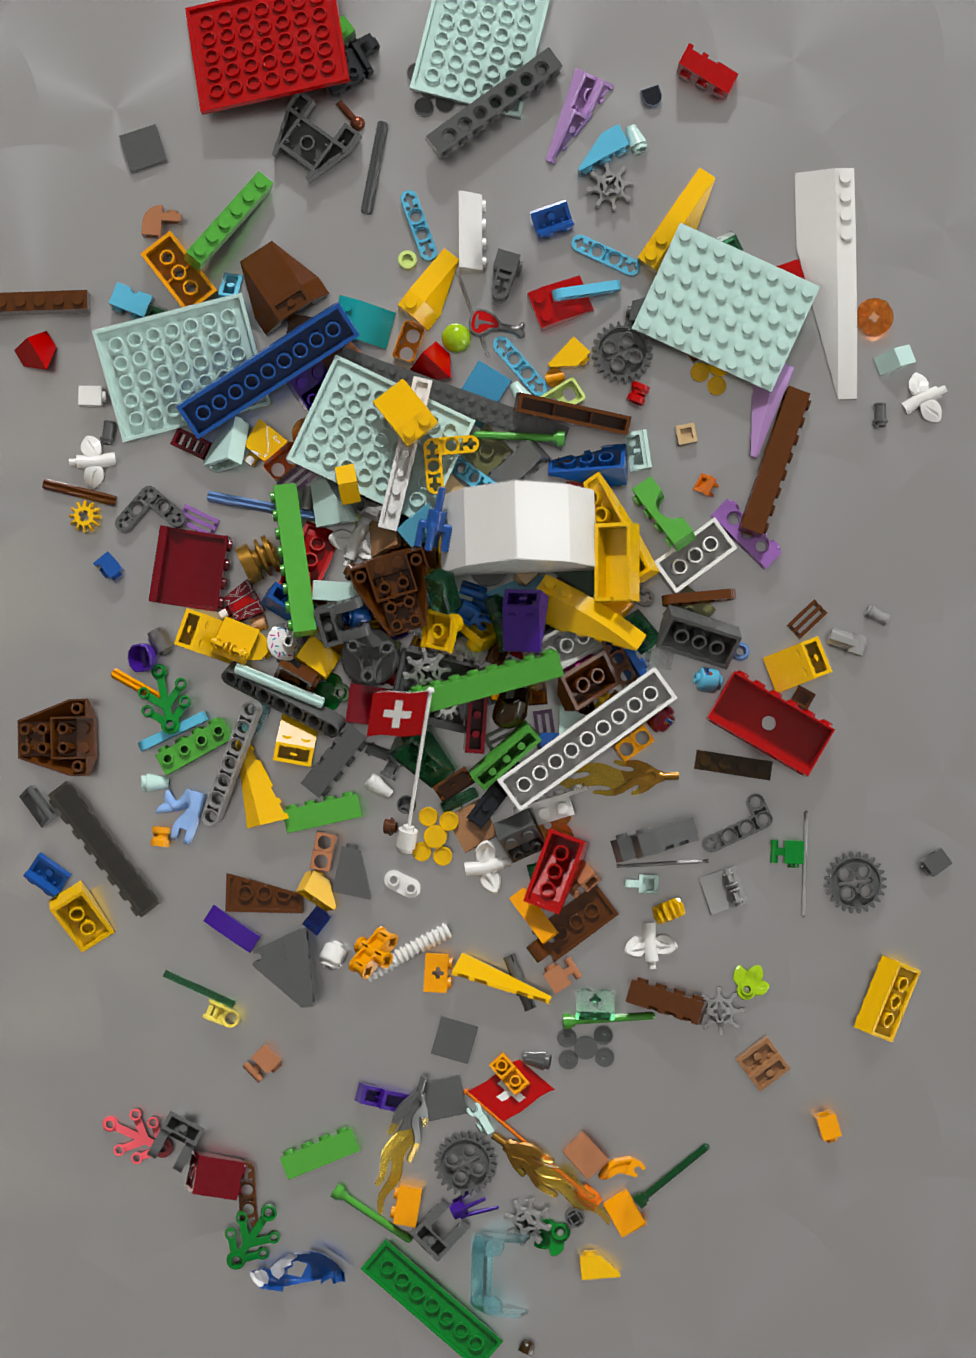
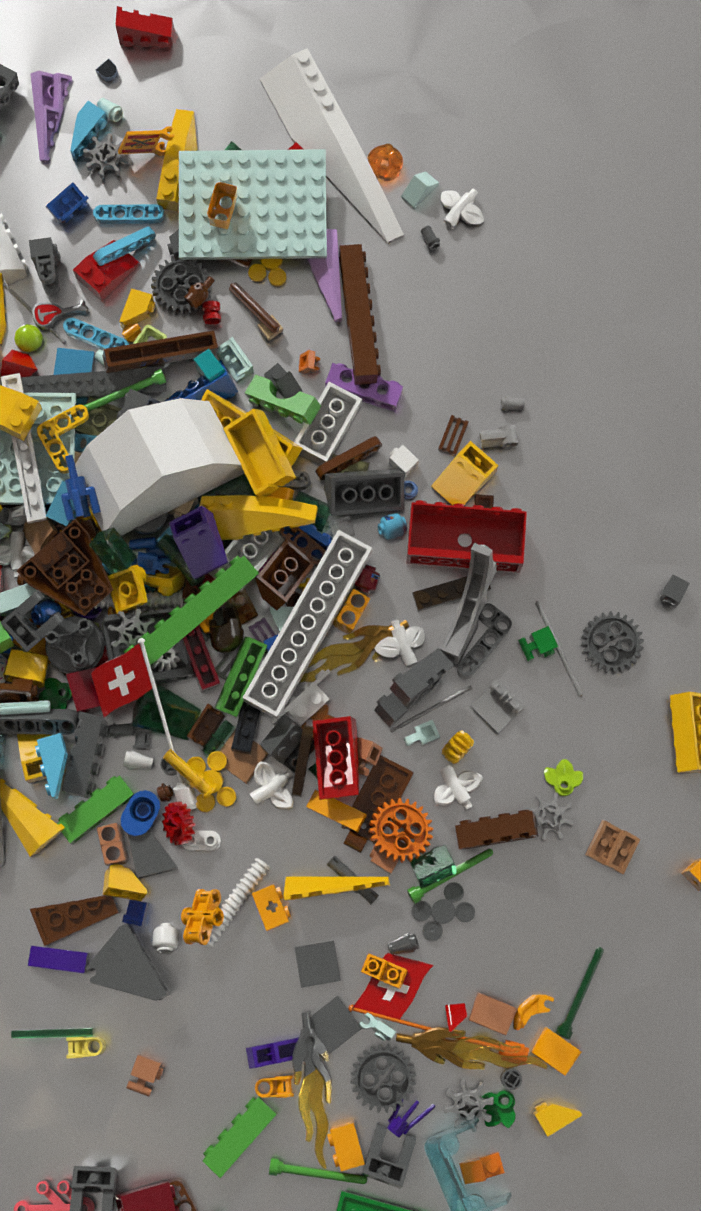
camera: 30 degrees left, 10 degrees down
(306, 754) = (54, 758): none -> medium azure slope
(360, 836) = (140, 813): none -> blue piece
(370, 1126) = (276, 1087): none -> light orange piece
(389, 861) = (178, 823): none -> red gear
(422, 830) = (196, 779): none -> yellow pin
(513, 1277) = (481, 1168): none -> orange slope
(524, 858) = (302, 761): none -> dark brown beam
(553, 1141) = (455, 1015): none -> red sticker
(598, 954) = (388, 842): none -> orange gear
(610, 449) = (208, 365): none -> teal slope
(634, 372) = (198, 293): none -> reddish brown piece
(654, 195) = (145, 141): none -> light orange flag
(664, 792) = (401, 643): none -> white plant
(673, 493) = (283, 381): none -> dark grey slope
(680, 408) = (254, 307): none -> reddish brown axle
(685, 300) = (221, 190): none -> light orange piece
(748, 622) = (403, 460): none -> white brick
(749, 784) = (474, 597): none -> light grey arch

